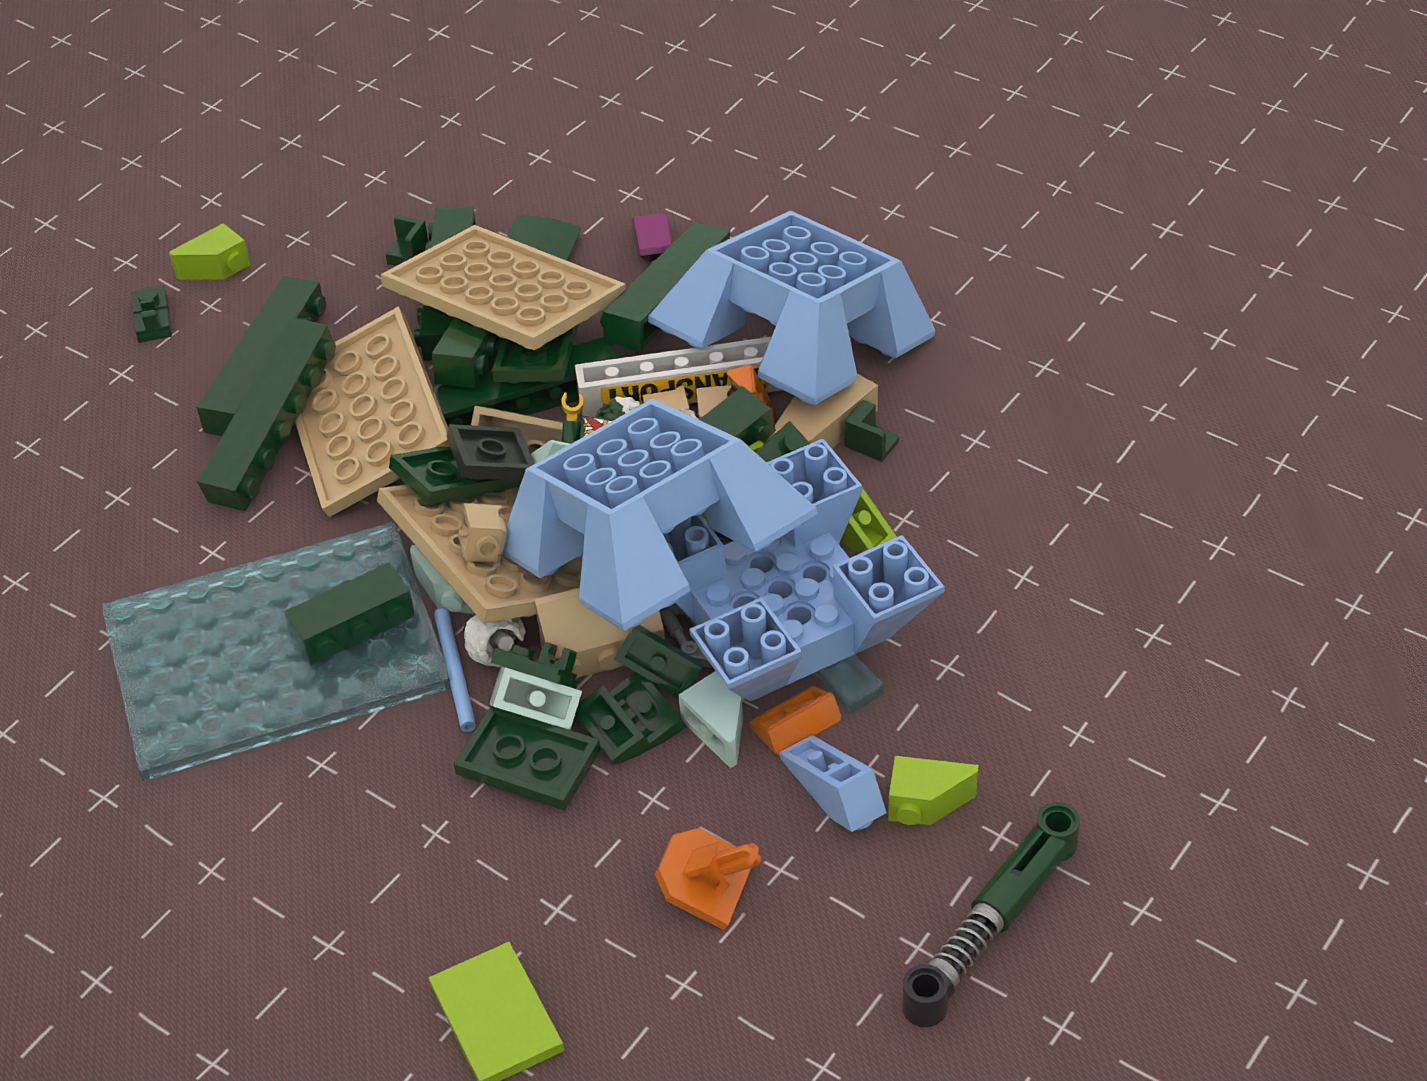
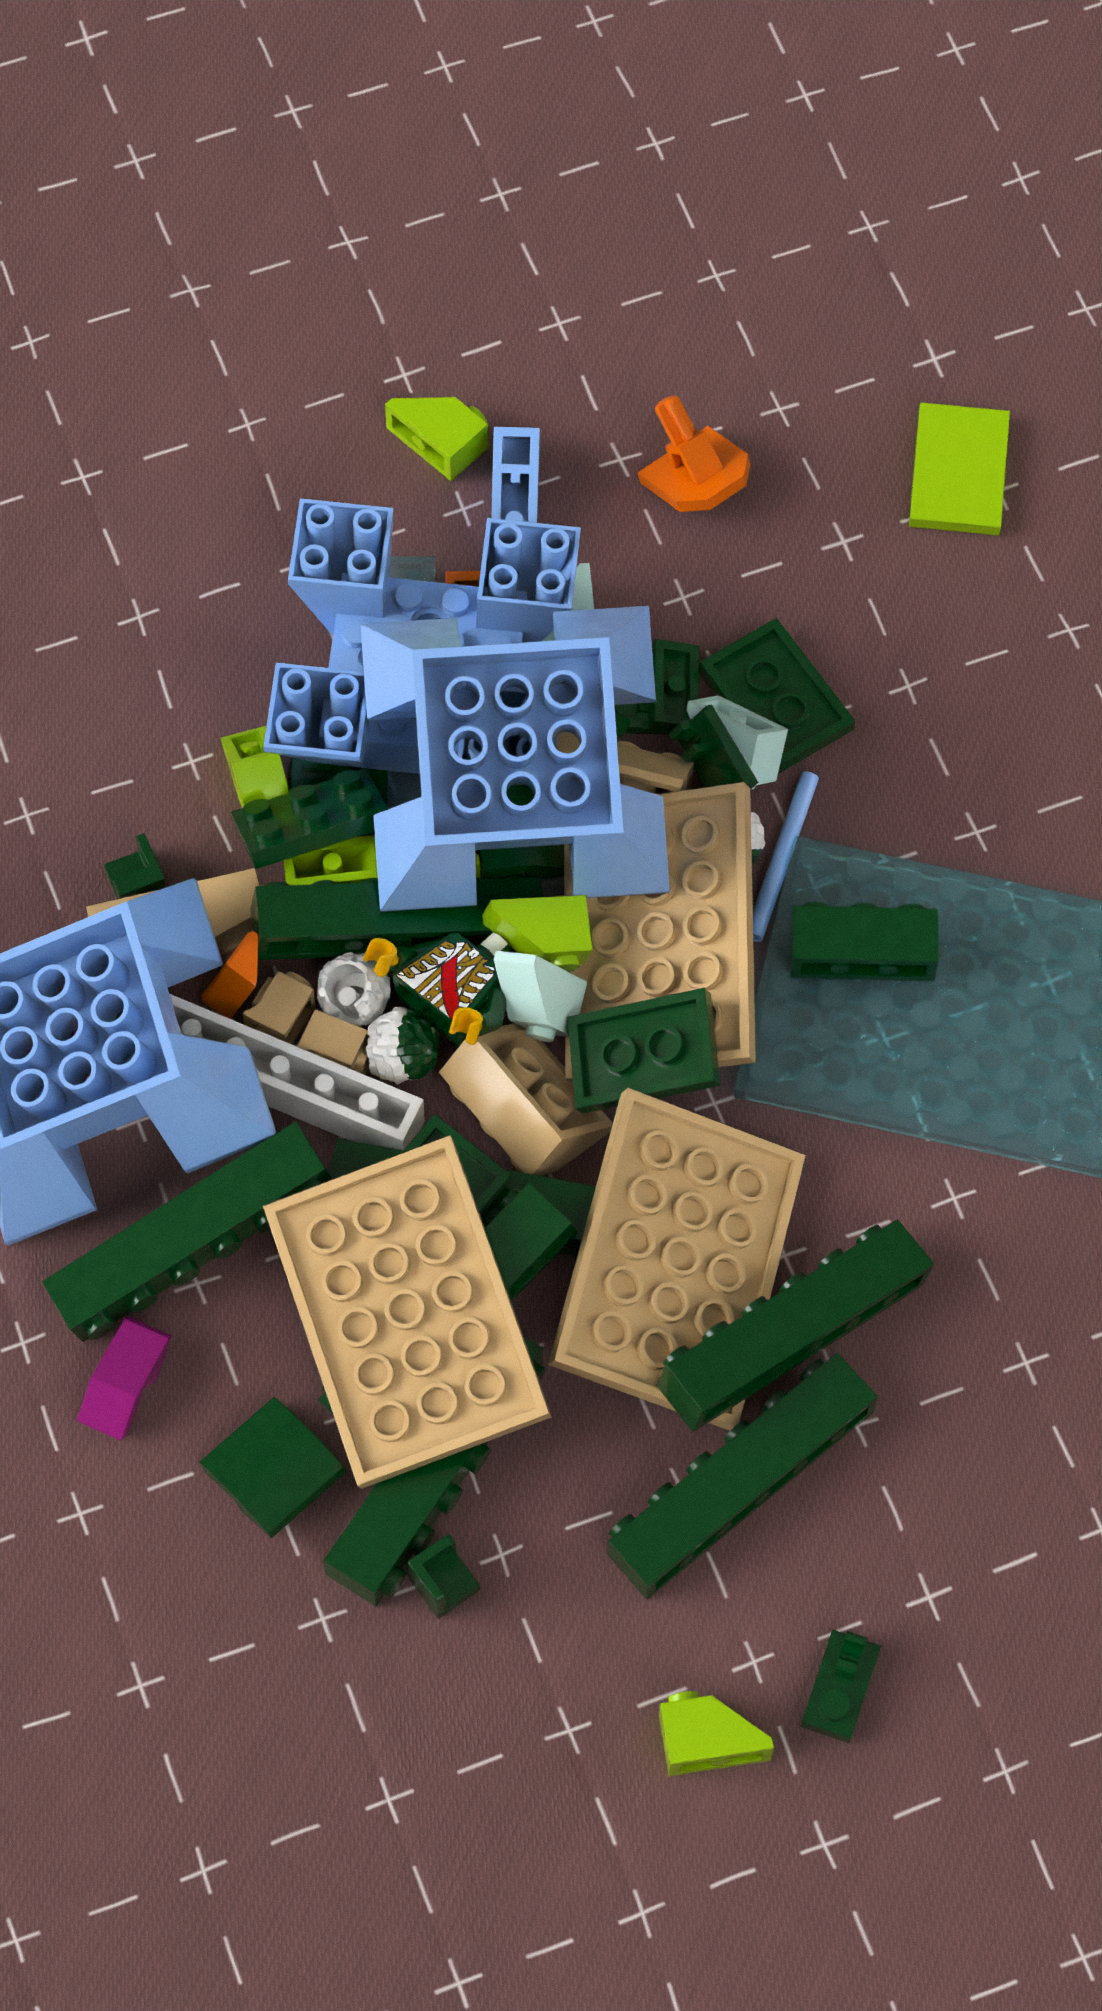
camera: 150 degrees left, 20 degrees up
(485, 533) = (683, 897): tan window -> none
(489, 452) = (595, 1033): pearl dark grey plate -> none
(993, 911) = (474, 295): piece -> none

